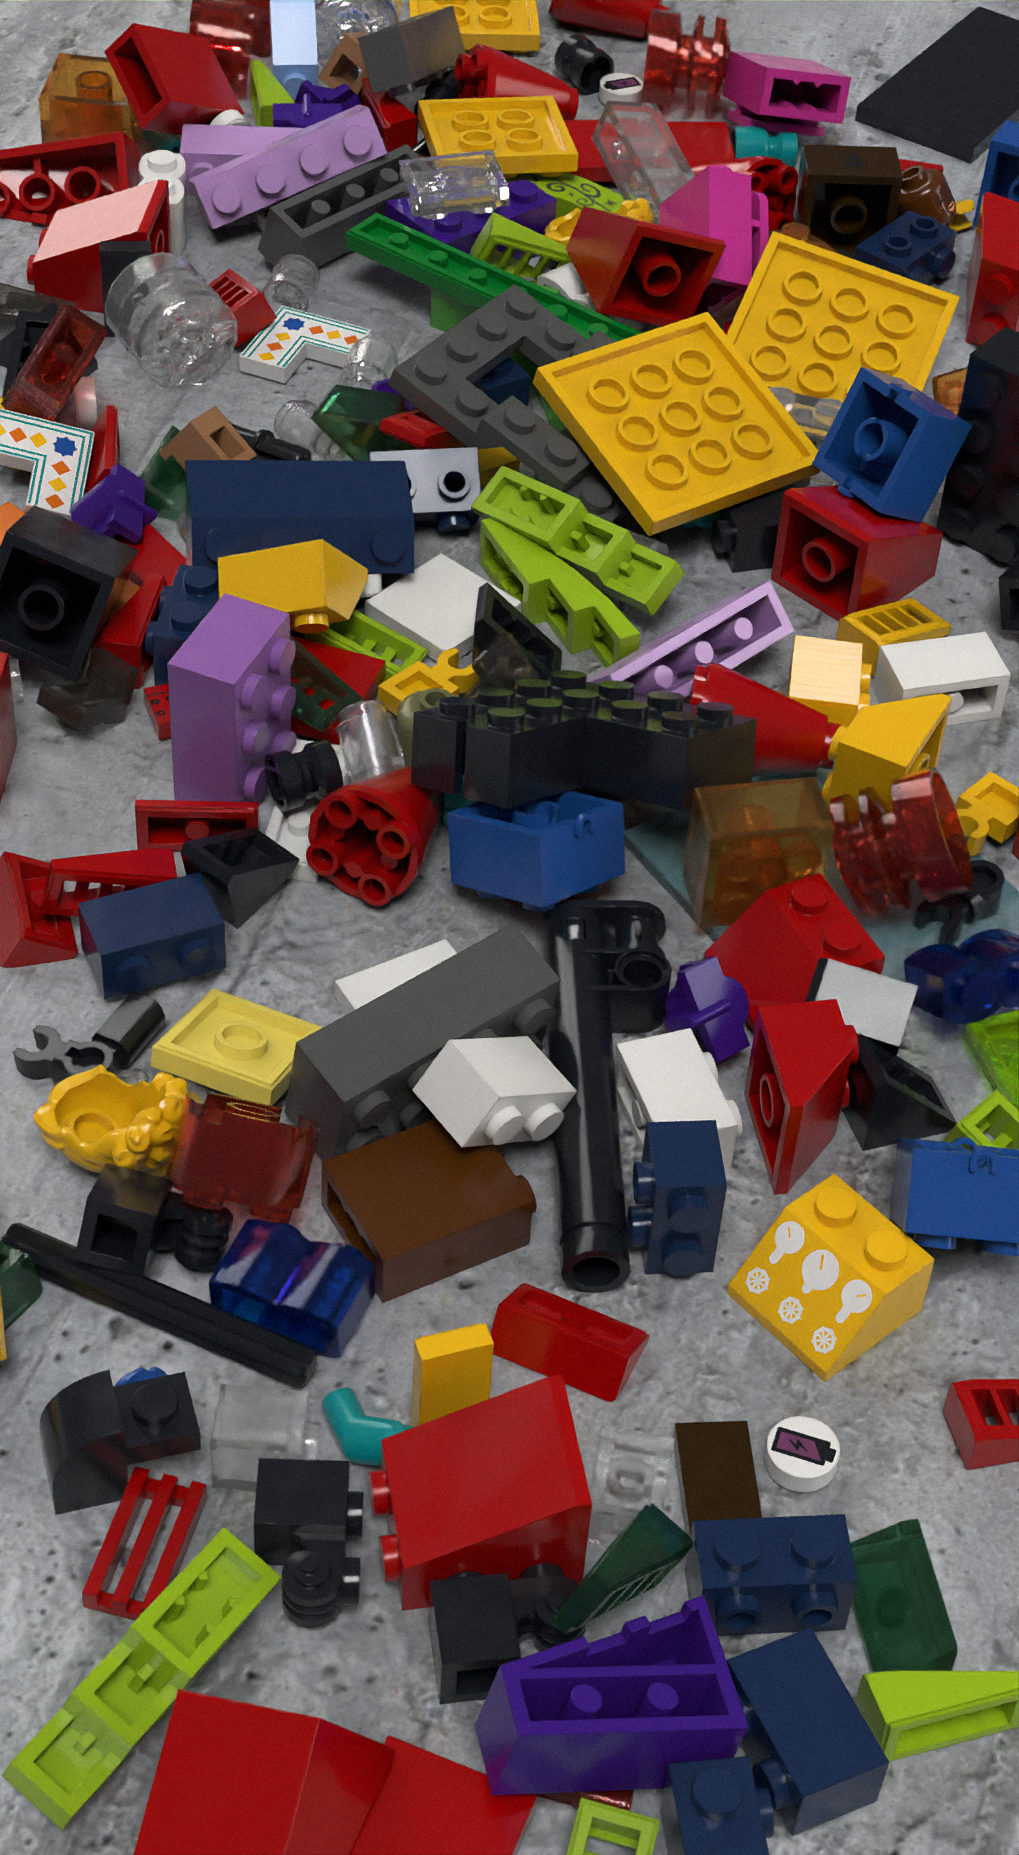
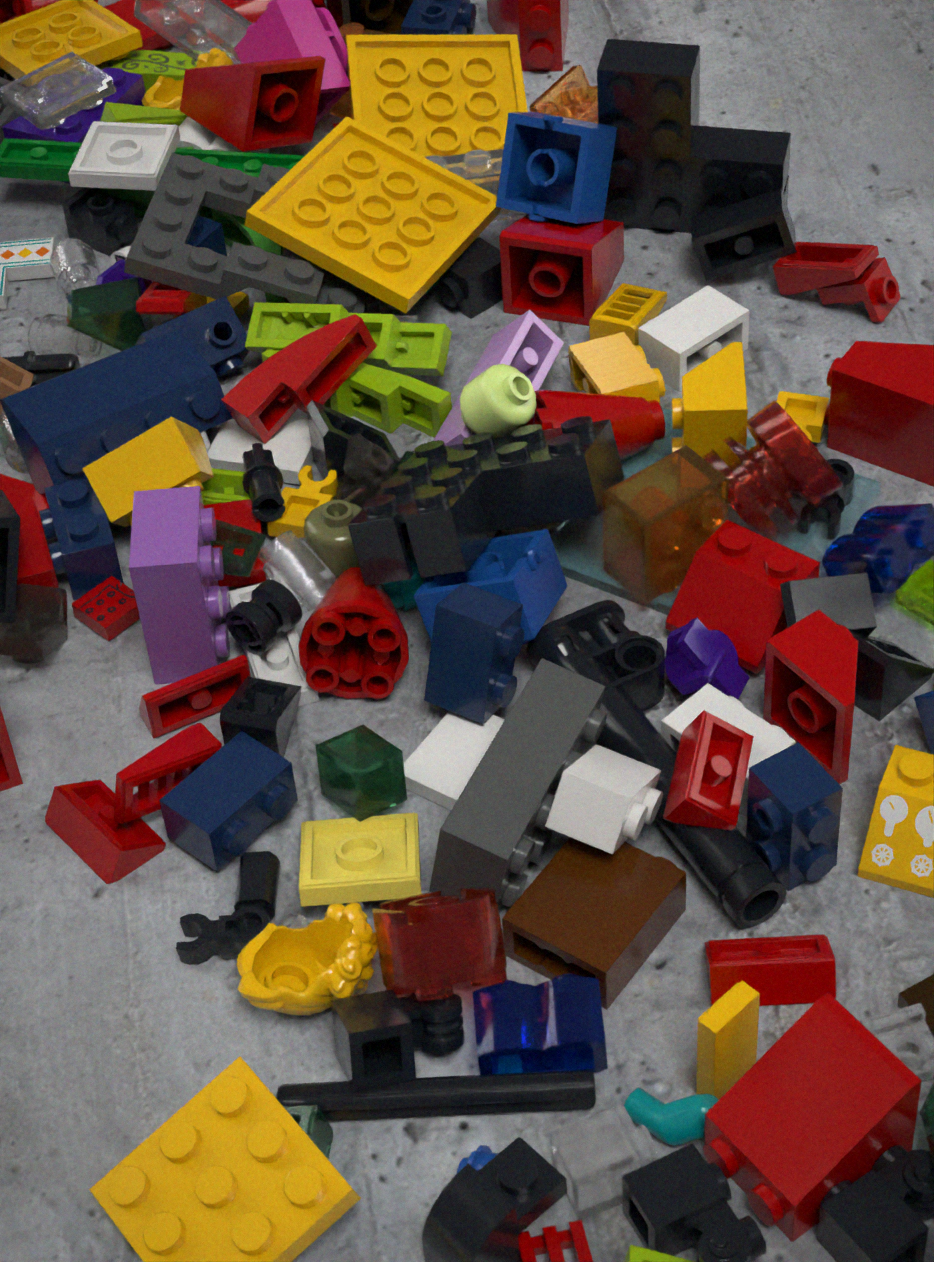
camera: 20 degrees left, 0 degrees up
(294, 965) = (361, 772): none -> clear green brick
(396, 647) = (263, 483): none -> black axle
(419, 320) = (100, 220): none -> black brick
(470, 887) = (474, 653): none -> dark blue brick
(474, 269) = (124, 155): none -> white tile
(498, 550) = (297, 374): none -> red slope
(613, 1122) = (709, 774): none -> red slope
(661, 655) = (498, 401): none -> yellowish green head

